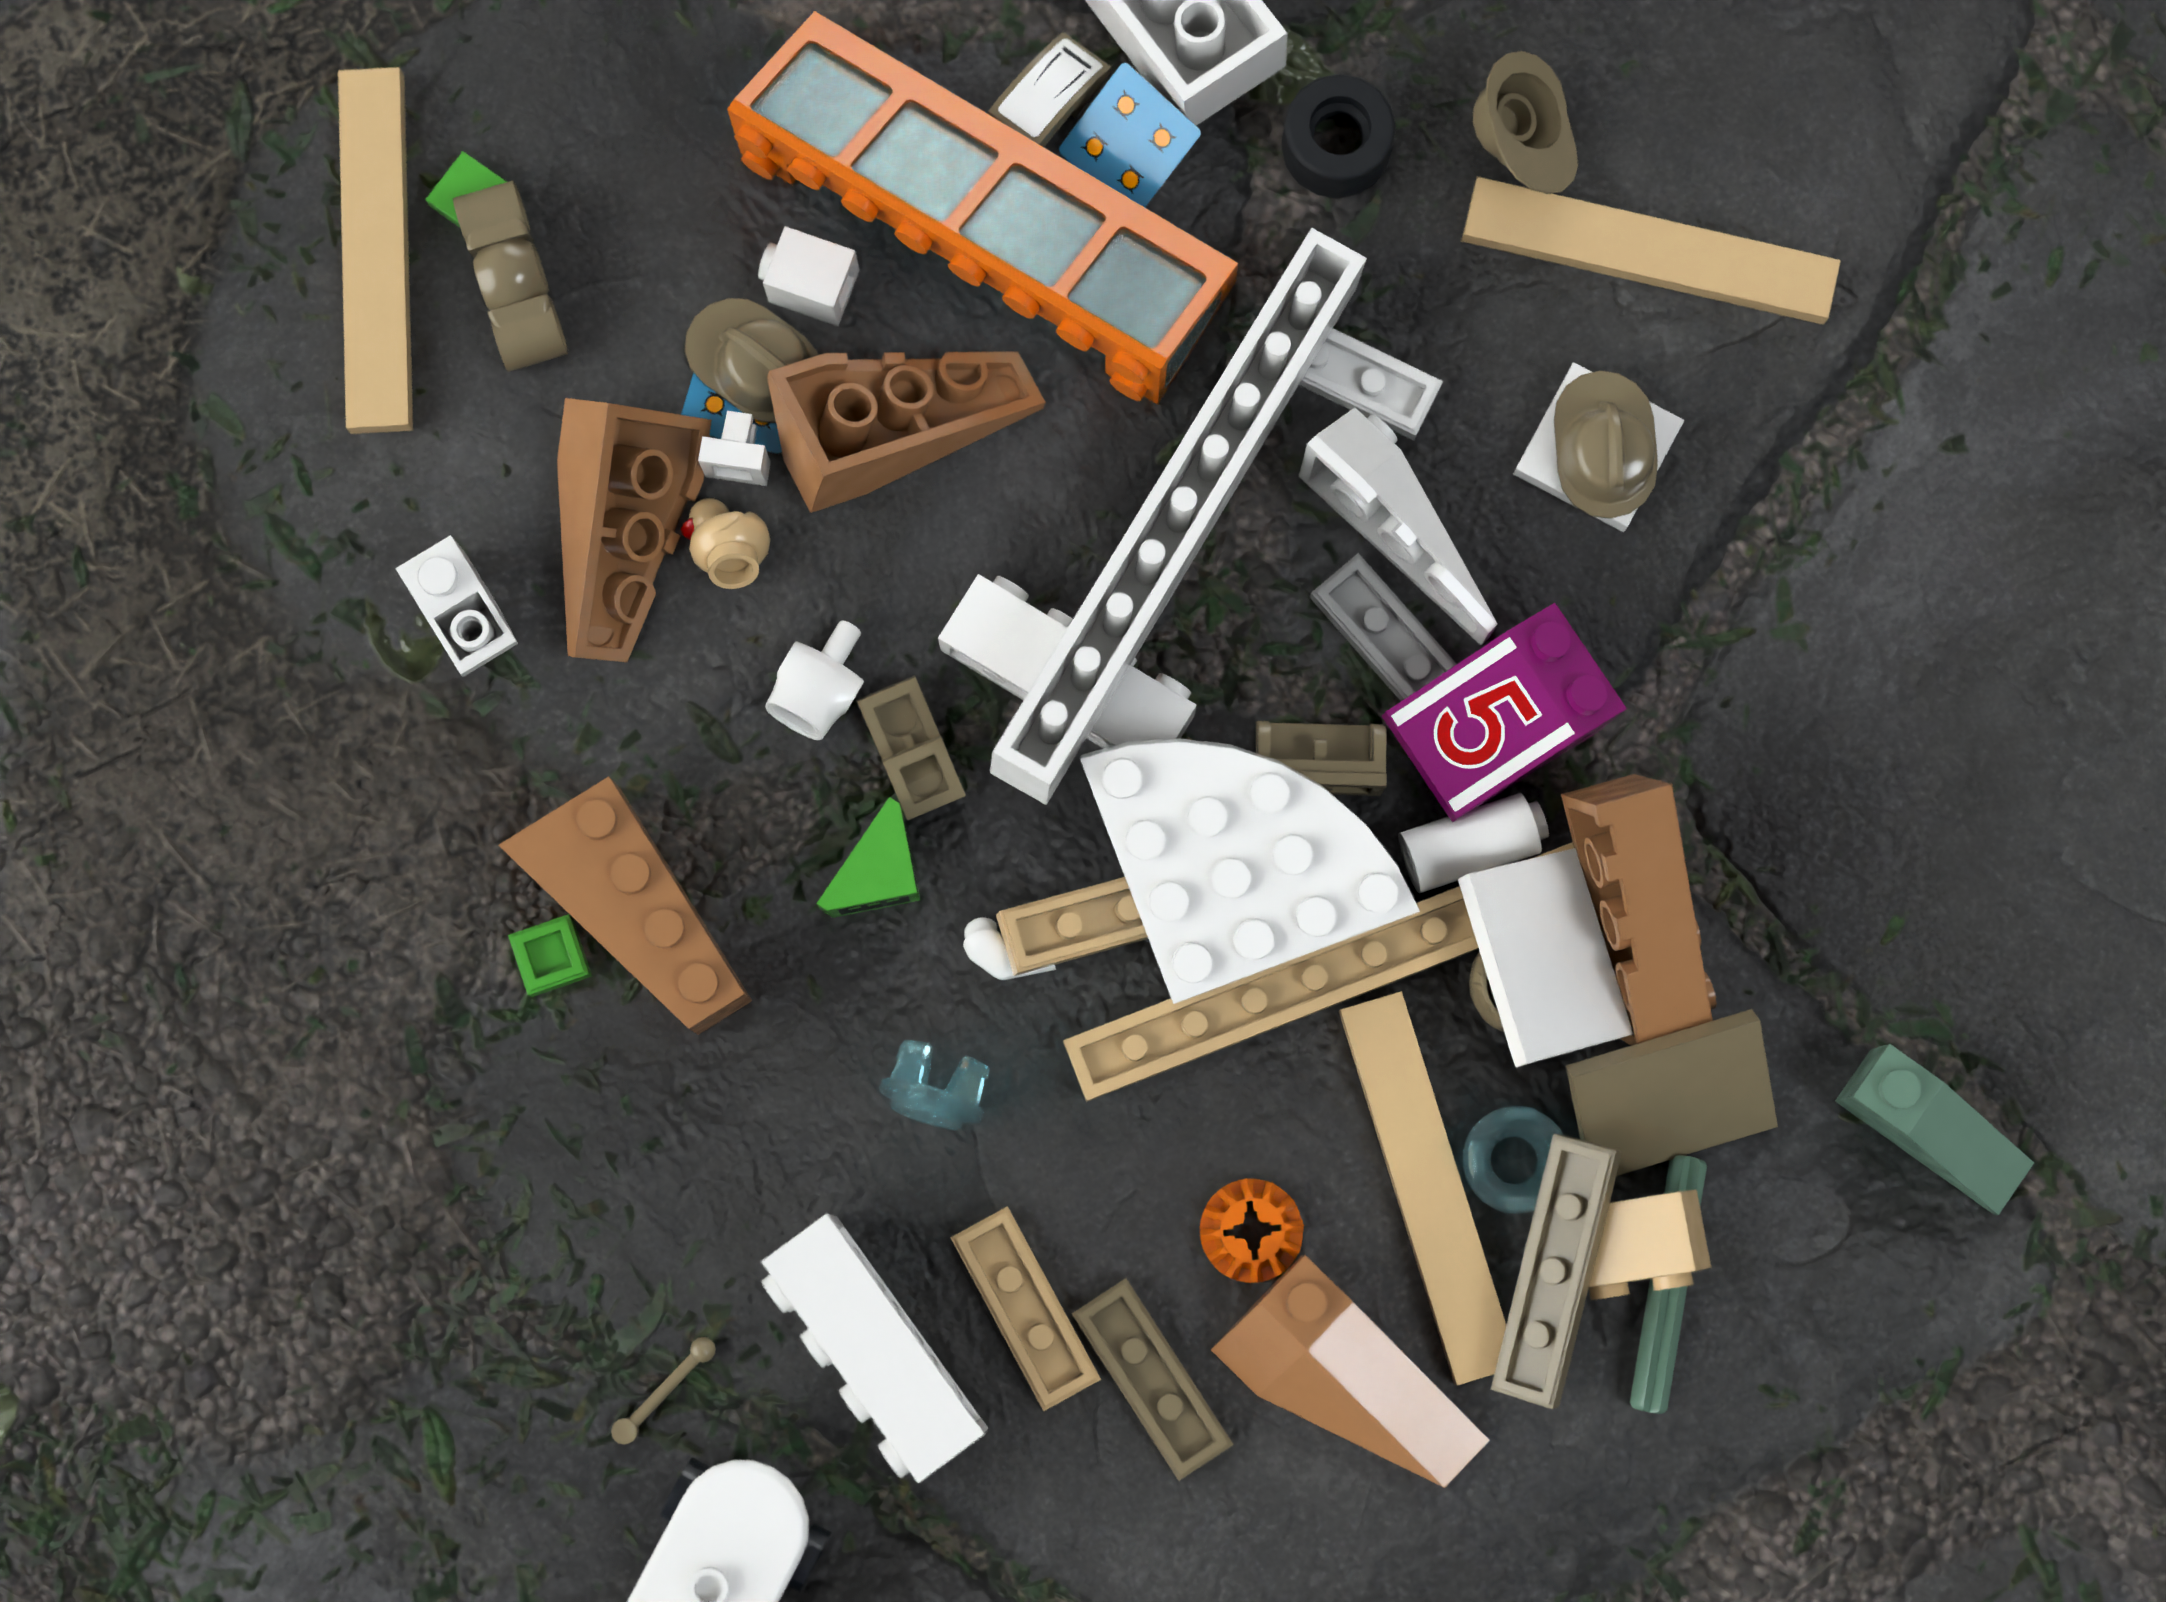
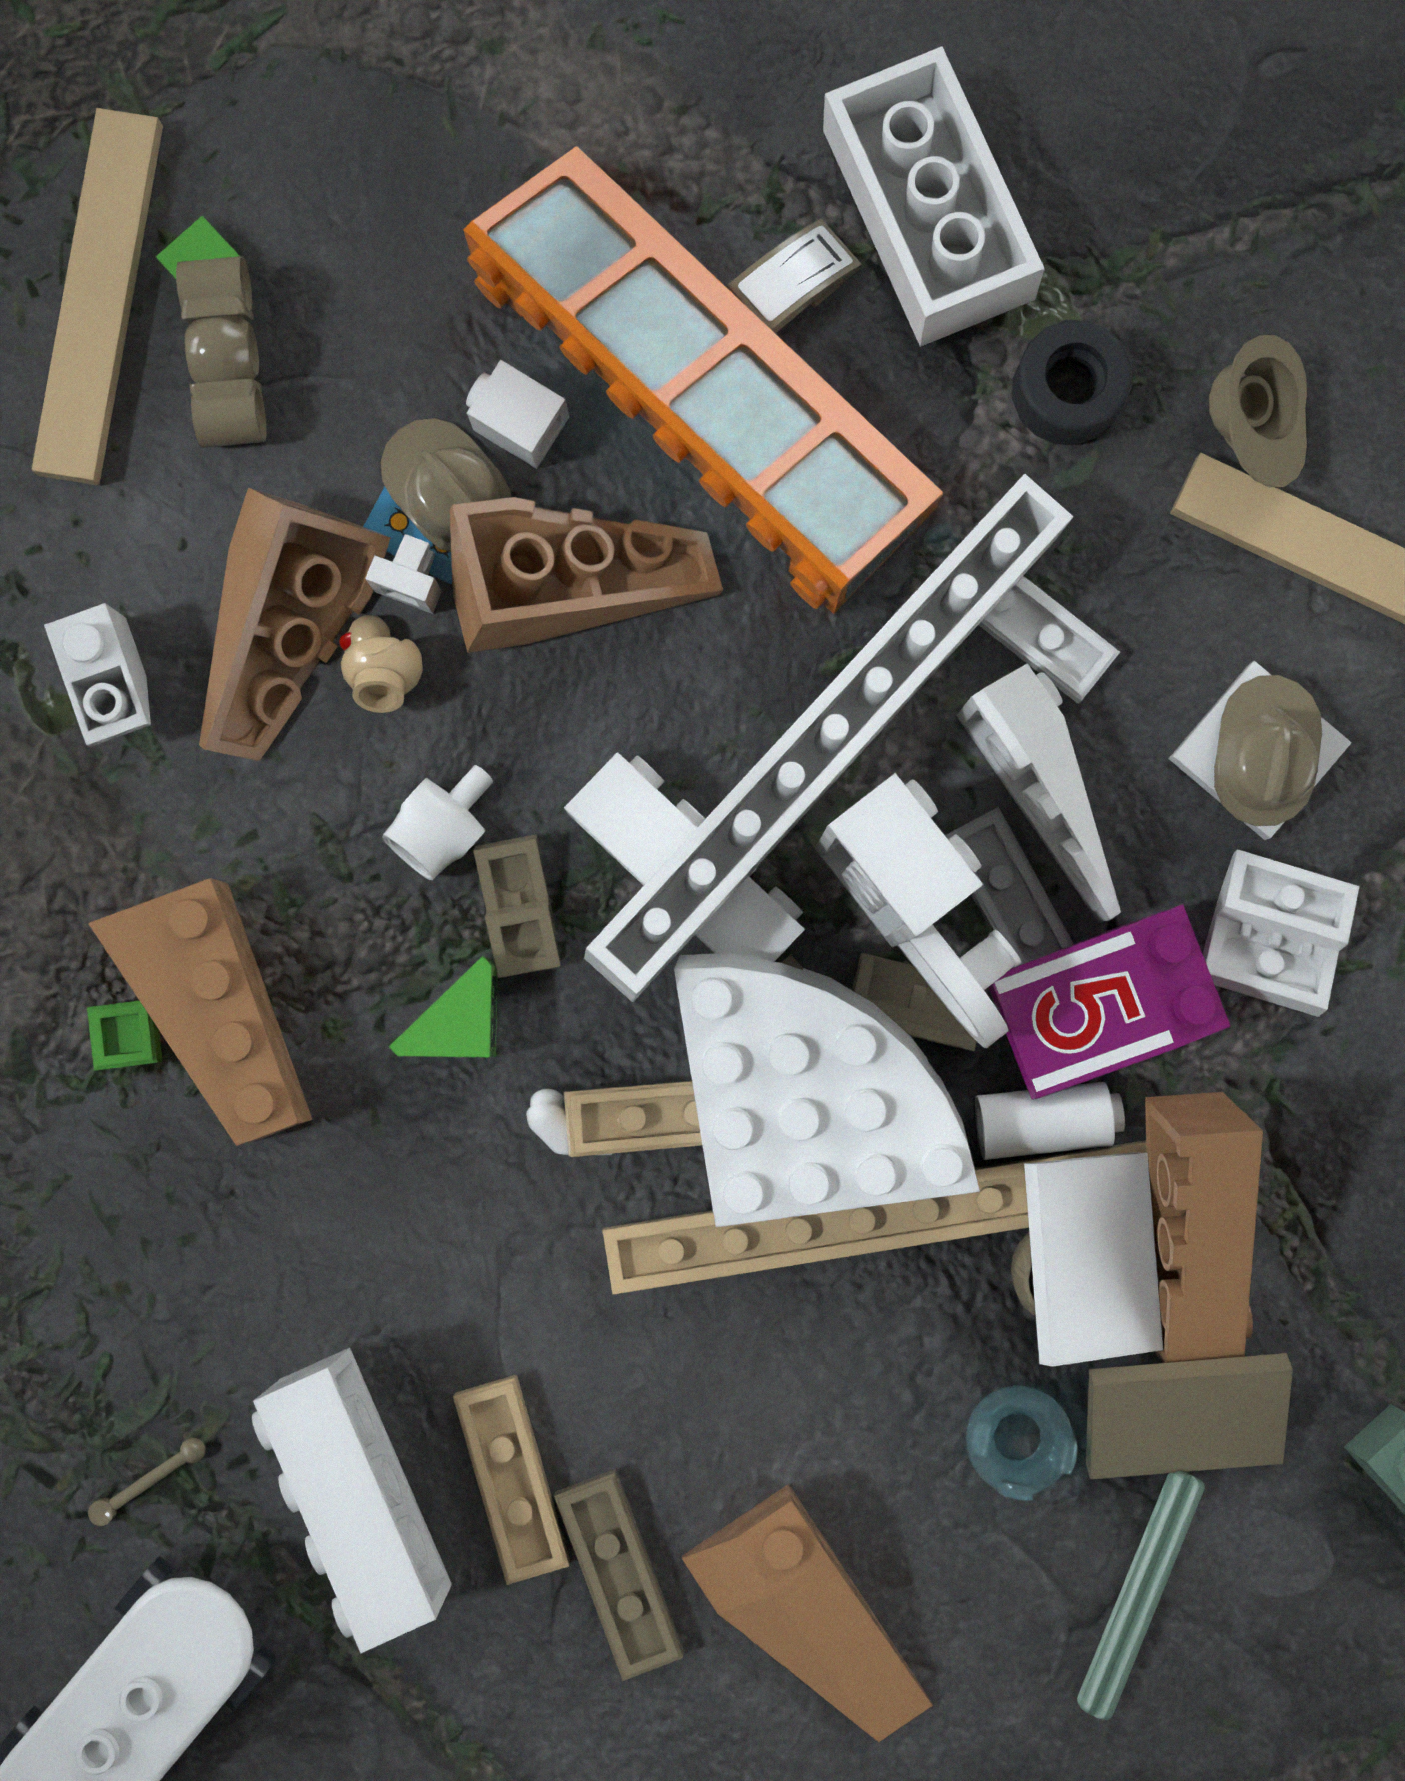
camera: 15 degrees right, 5 degrees up
(930, 1105) = (487, 1267): clear light blue piece -> none
(1130, 137) = (864, 340): sticker -> none
(1232, 1255) = (726, 1429): orange gear -> none
(1280, 628) = (906, 881): none -> white brick
(1427, 1185) = (927, 1449): tan tile -> none
(1556, 1270) = (1035, 1567): tile -> none
(1650, 1239) = (1116, 1555): tan brick -> none
(1657, 616) = (1279, 932): none -> white slope

